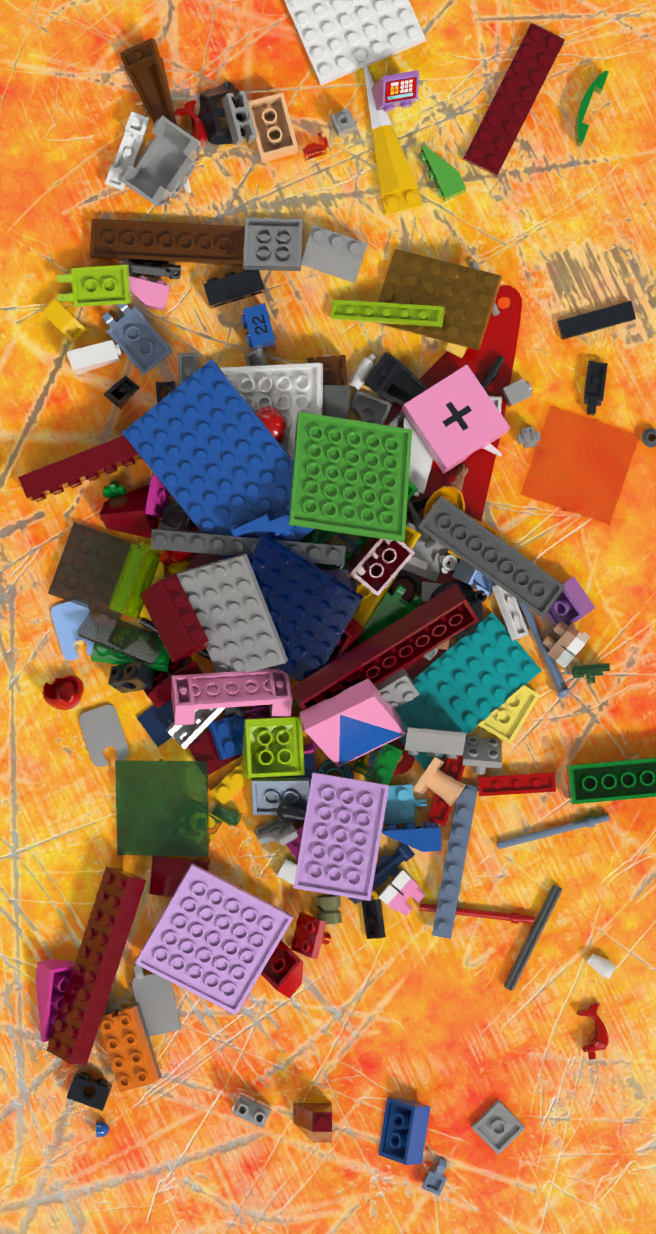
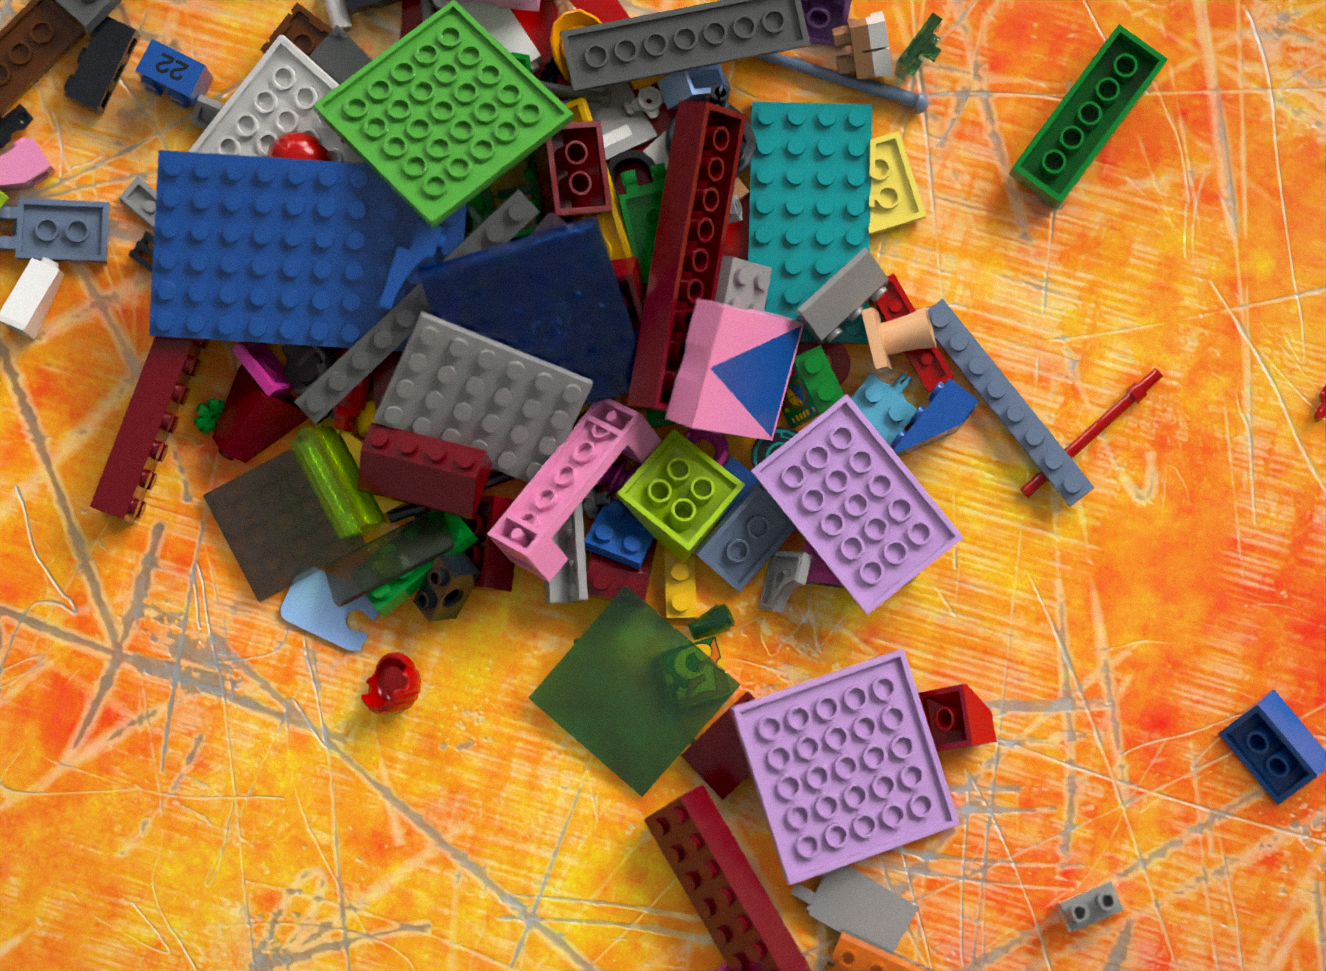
camera: 40 degrees left, 5 degrees down
(103, 730) = (478, 684): light grey piece -> none
(121, 392) = (103, 304): black slope -> none
(156, 722) = (526, 608): dark blue piece -> none
(288, 871) = (844, 610): white tile -> none
(290, 813) = (776, 542): black piece -> none
(309, 935) = (941, 650): red plate -> none
(314, 1121) = (1172, 843): dark red slope -> none
(328, 908) = (931, 601): olive wheel -> none
(370, 408) = (383, 30): light grey tile -> none
(373, 919) = (989, 559): black plate -> none
(388, 866) = (942, 488): dark blue piece -> none
(407, 886) = (991, 511): hips -> none
(482, 753) = (907, 257): light grey plate -> none
(510, 613) = (770, 80): white plate -> none
(516, 784) = (979, 251): red plate -> none
(533, 937) = (1179, 392): dark grey axle -> none
(589, 822) = (1100, 206): sand blue bar -> none
(602, 966) = (1285, 340): white cone -> none

